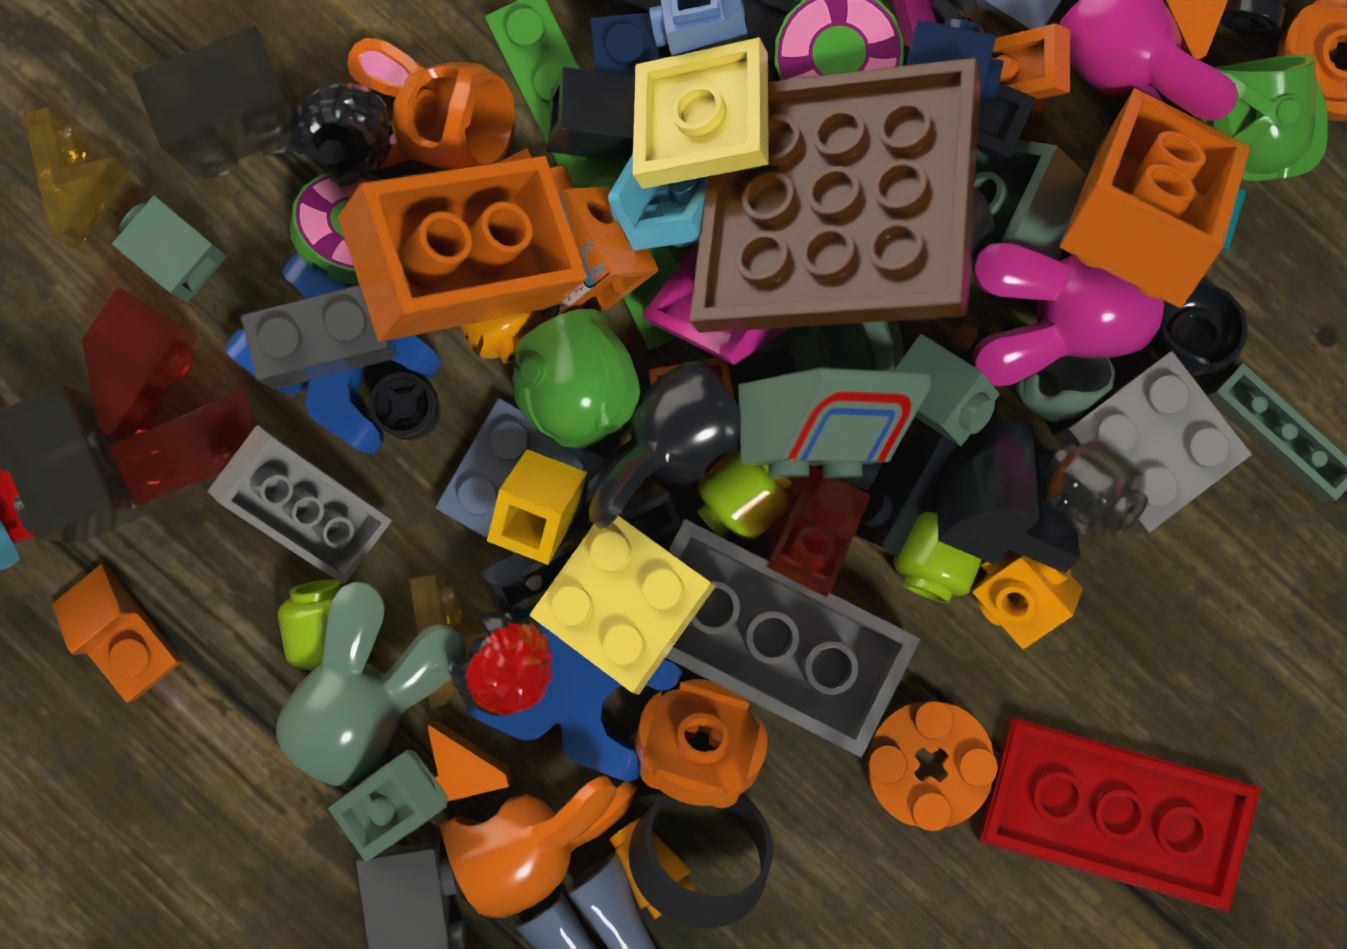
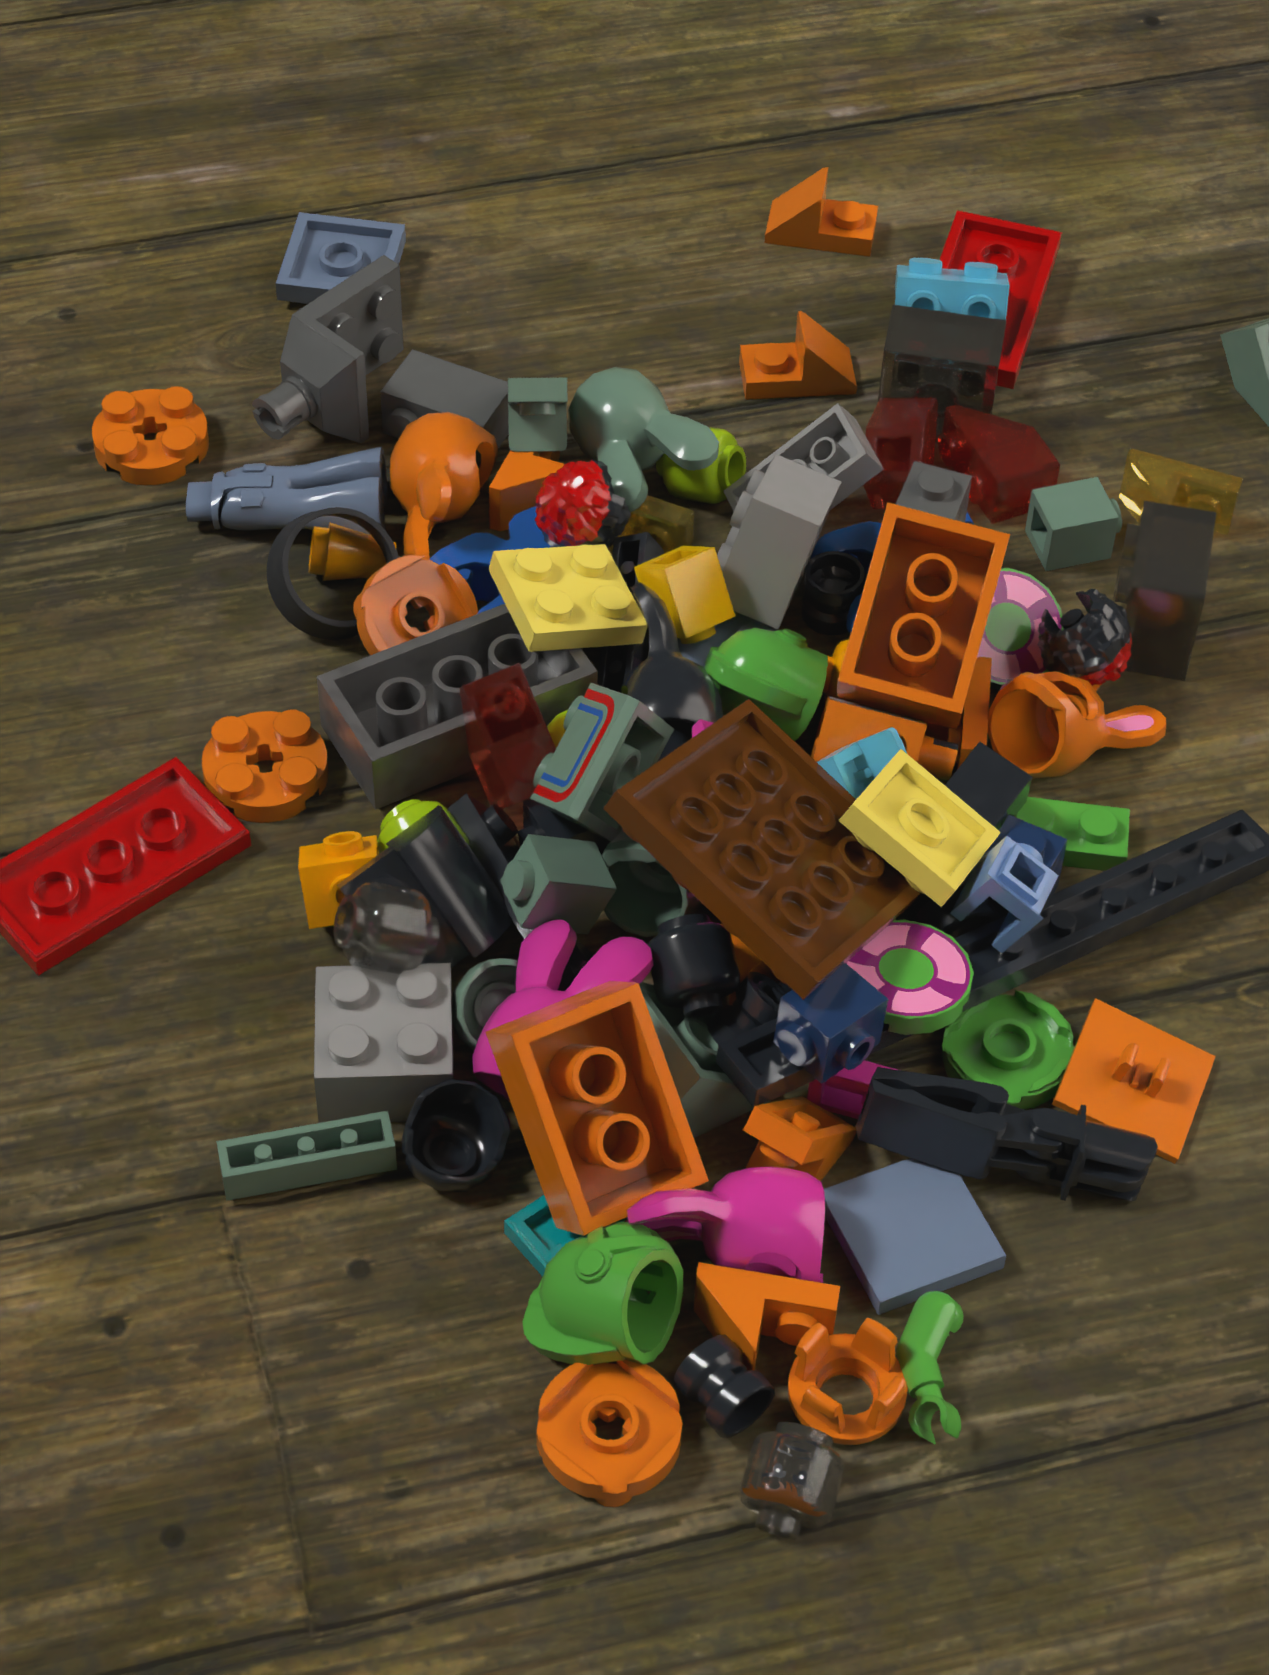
camera: 125 degrees right, 35 degrees down
(413, 466) = (774, 537): none -> light grey brick

